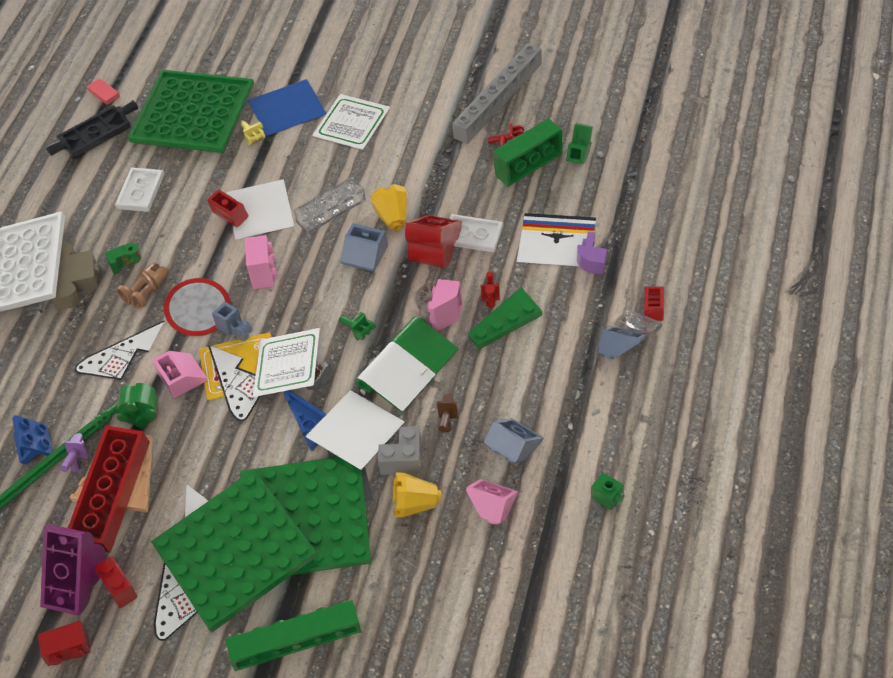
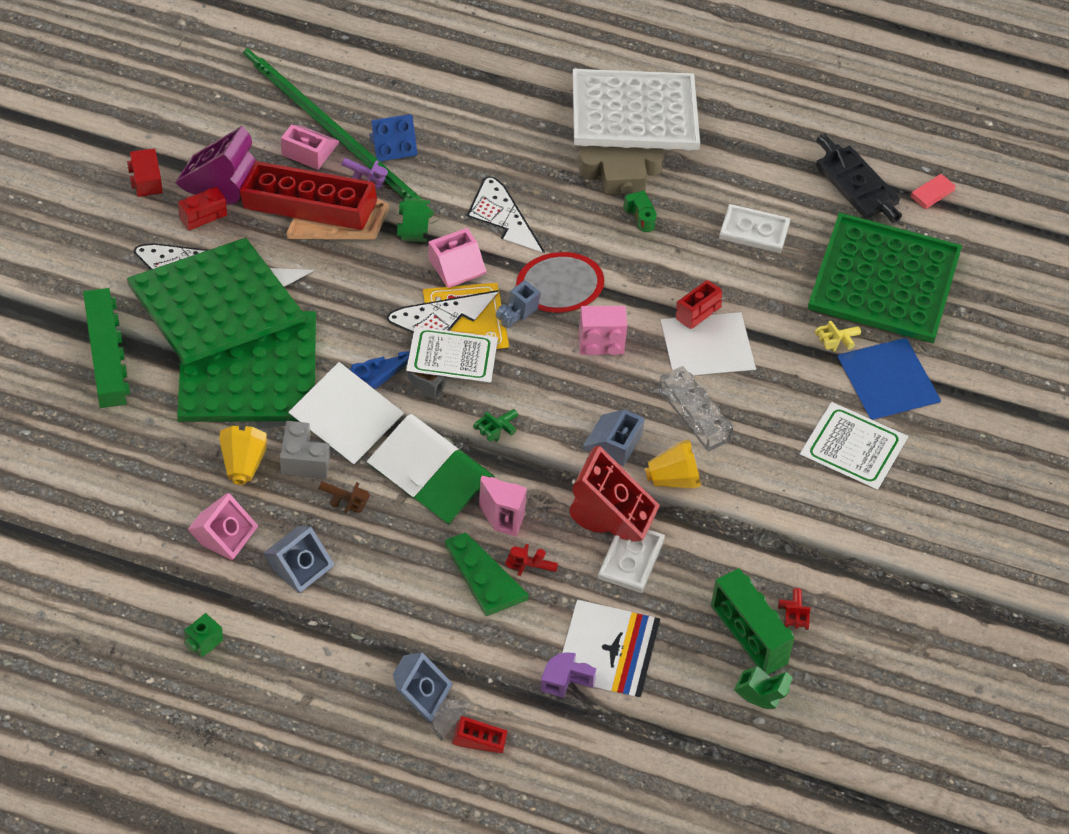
camera: 85 degrees right, 0 degrees up
(36, 506) = (307, 146): none -> bright pink slope
(151, 277) = (600, 235): medium nougat piece -> none
(497, 93) = (883, 607): light grey brick -> none

